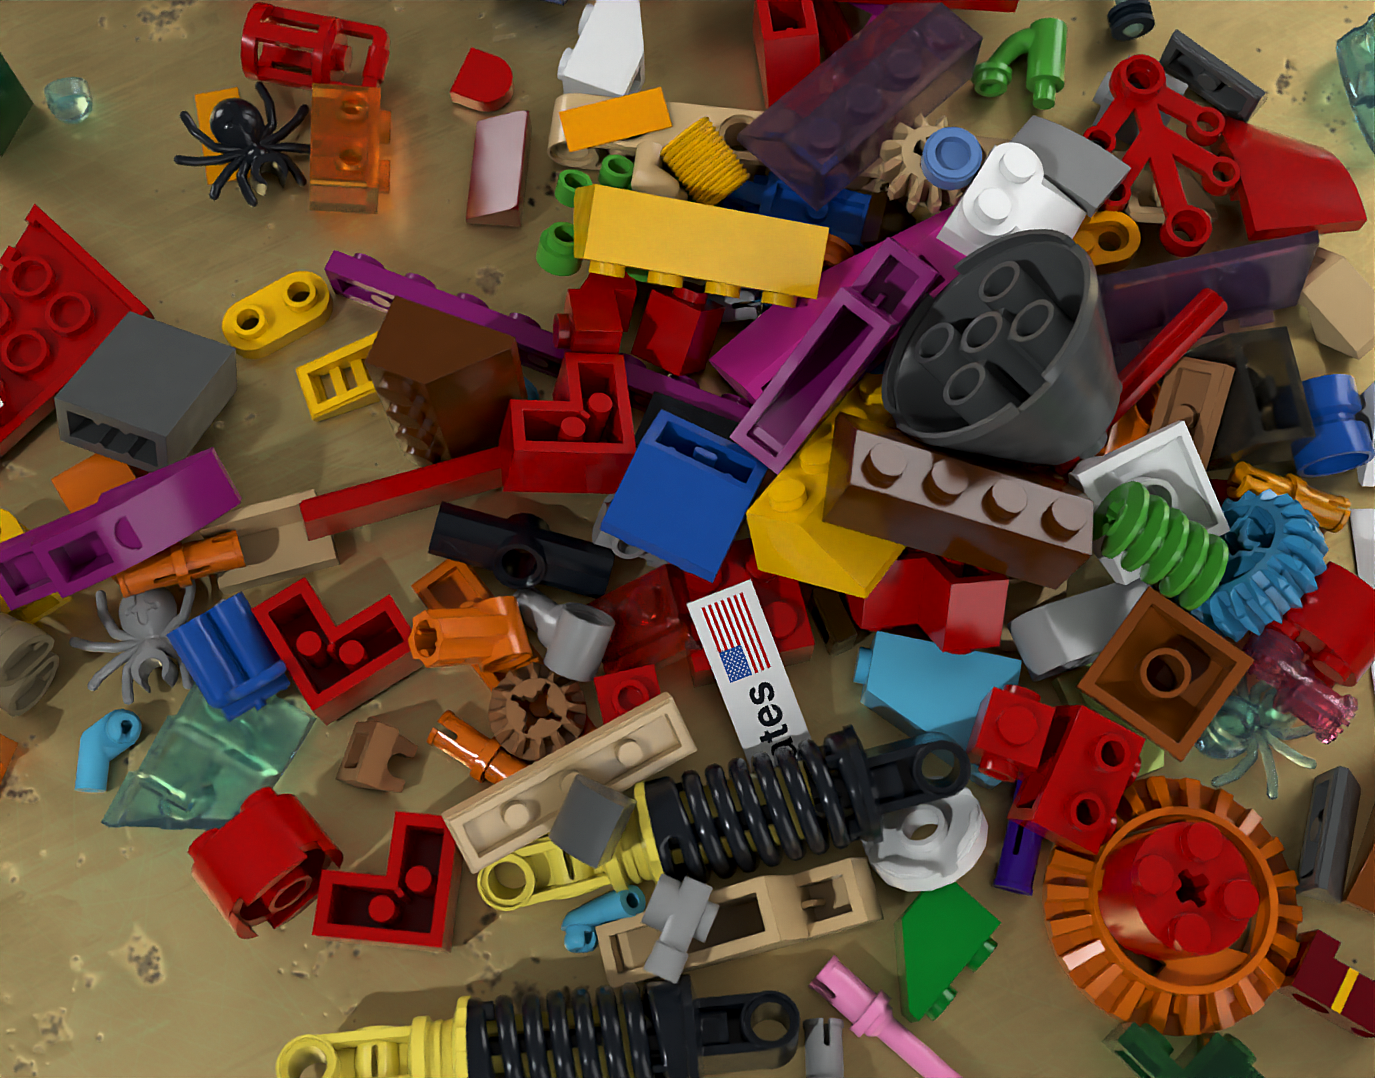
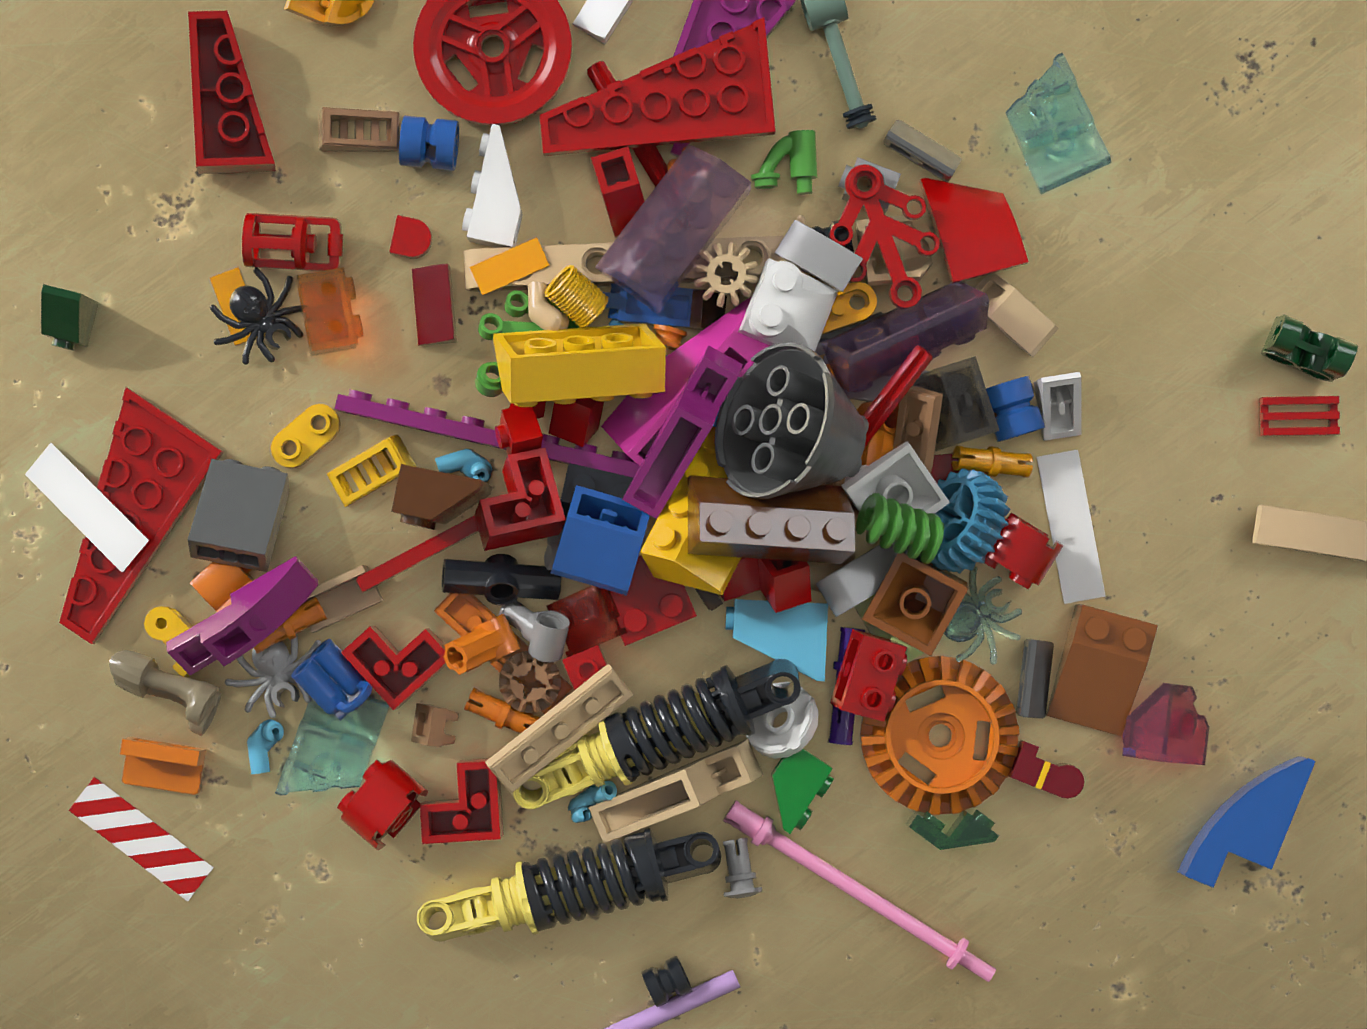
camera: 10 degrees left, 15 degrees up
(69, 99) = (127, 302): clear light blue hinge -> none
(591, 821) = (576, 755): dark grey brick -> none
(681, 914) = (639, 799): light grey plate -> none
(749, 670) = (659, 642): white sticker -> none
(951, 158) = (740, 278): medium blue tile -> none
(1009, 733) = (822, 658): red brick -> none
(1176, 892) = (954, 737): red brick -> none
(1298, 691) = (1003, 595): clear pink connector -> none

